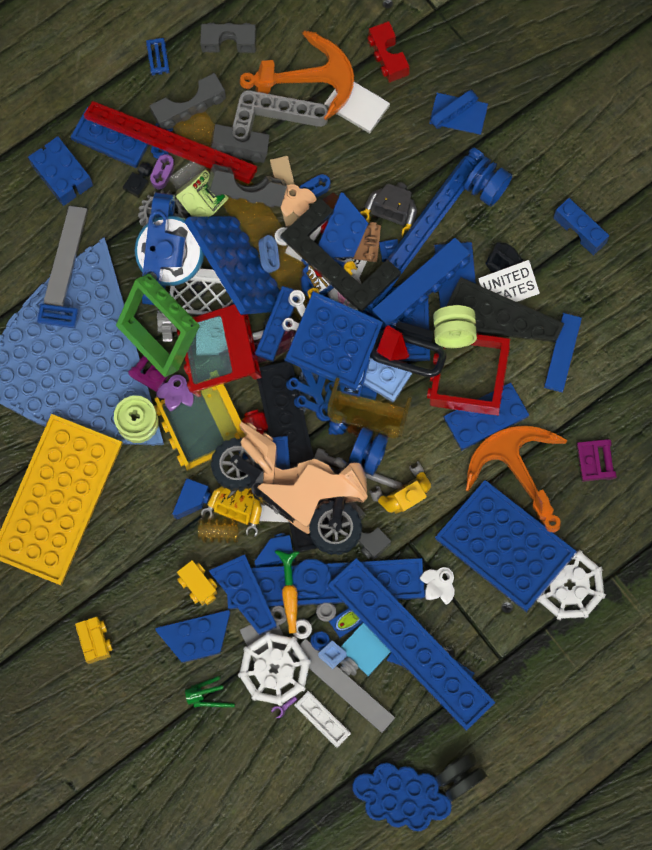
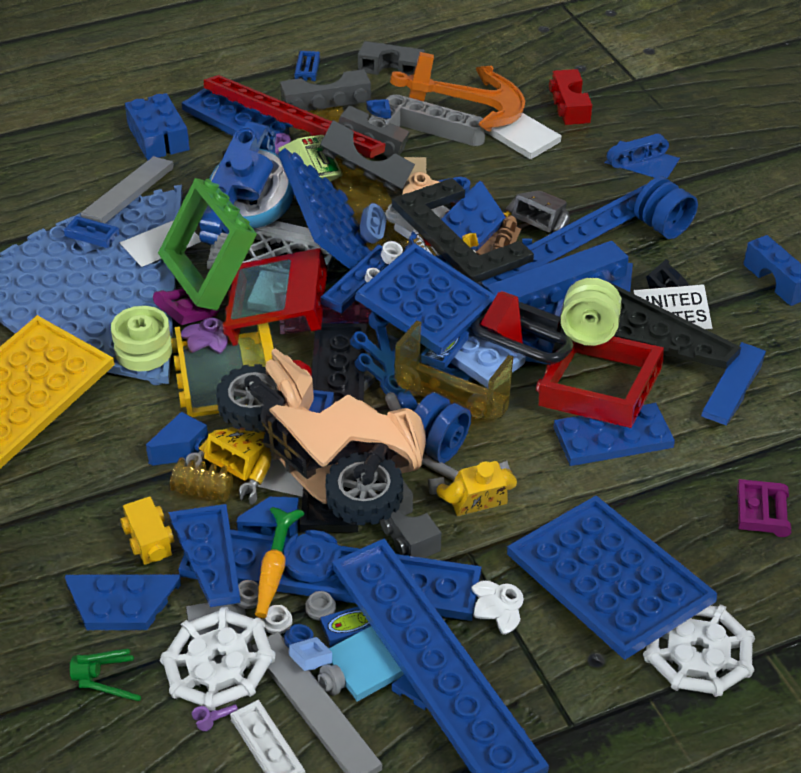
camera: 10 degrees right, 30 degrees down
(107, 307) = (145, 246): none -> white sticker
(238, 114) = (379, 108): none -> blue tile
(505, 447) = (638, 470): orange piece -> none

